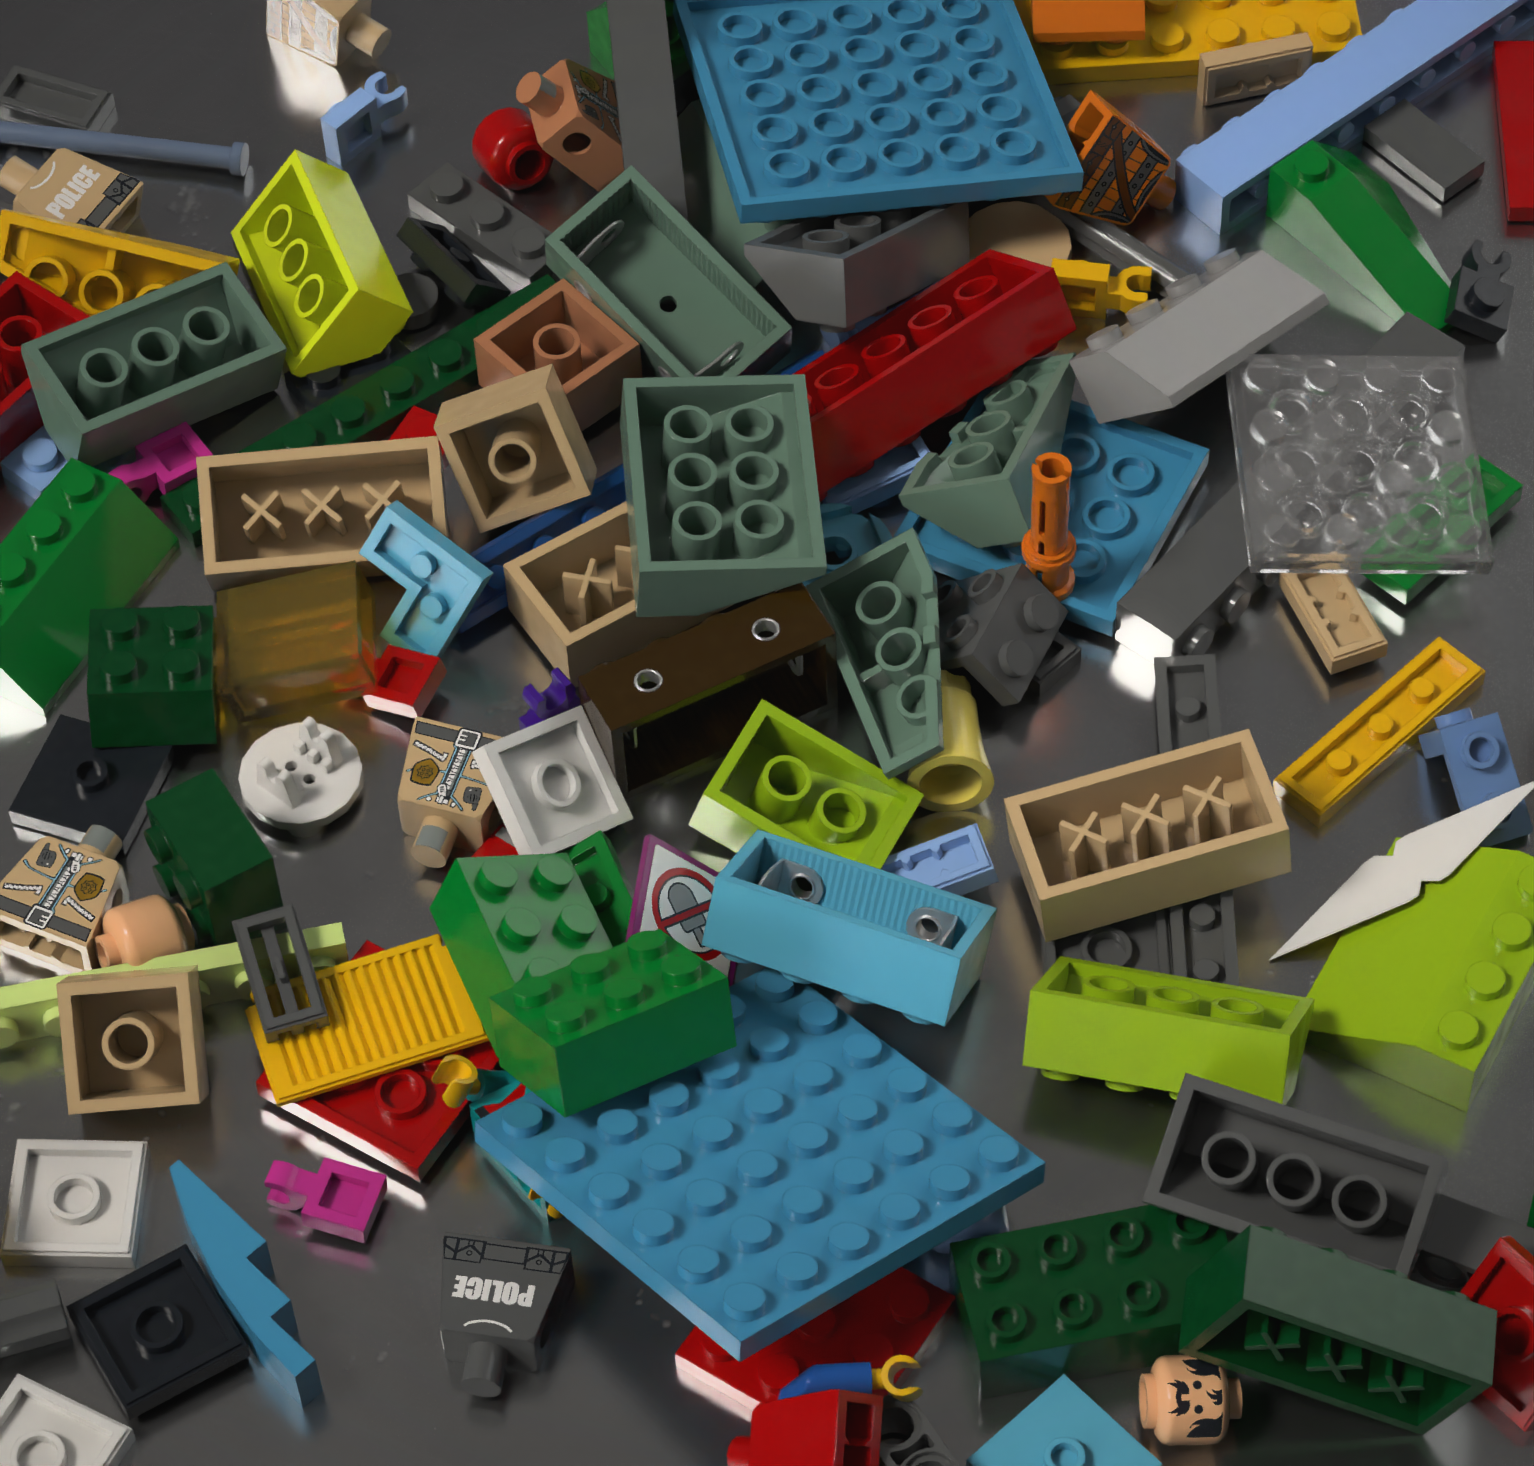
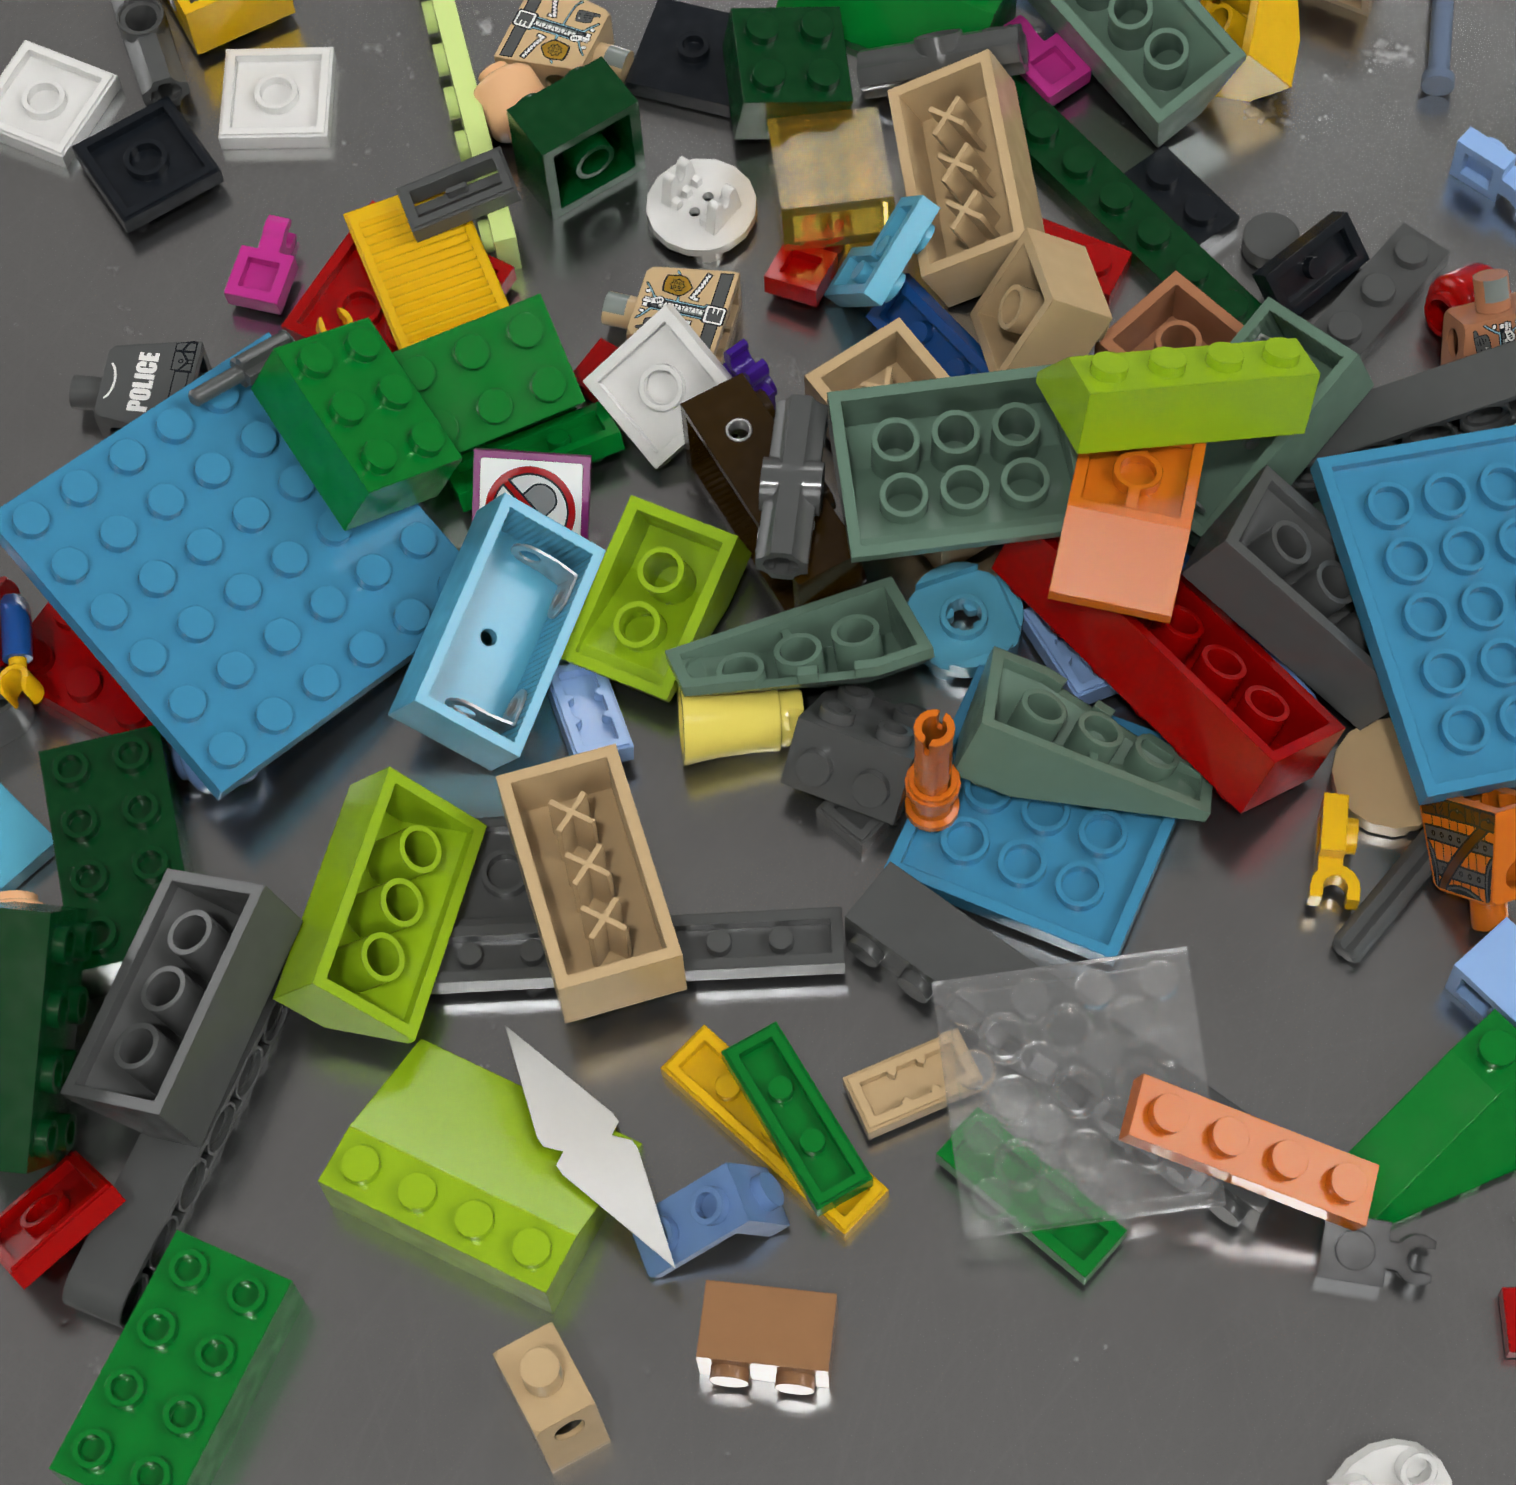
camera: 90 degrees right, 10 degrees up
(133, 1039) = (396, 97): tan brick -> none
(160, 529) = (899, 63): none -> dark grey piece
(239, 1270) = (200, 204): dark azure slope -> none
(320, 267) = (1286, 154): neon yellow slope -> none
(538, 1112) = (243, 369): none -> dark grey axle
(677, 280) = (1181, 394): none -> lime slope
(735, 619) = (791, 487): none -> dark grey piece
(789, 329) = (1128, 530): none -> orange slope
(1192, 334) = (1236, 928): light grey slope -> none
(1375, 697) = (797, 1119): none -> green tile
(1422, 330) = (1249, 1152): none -> orange plate

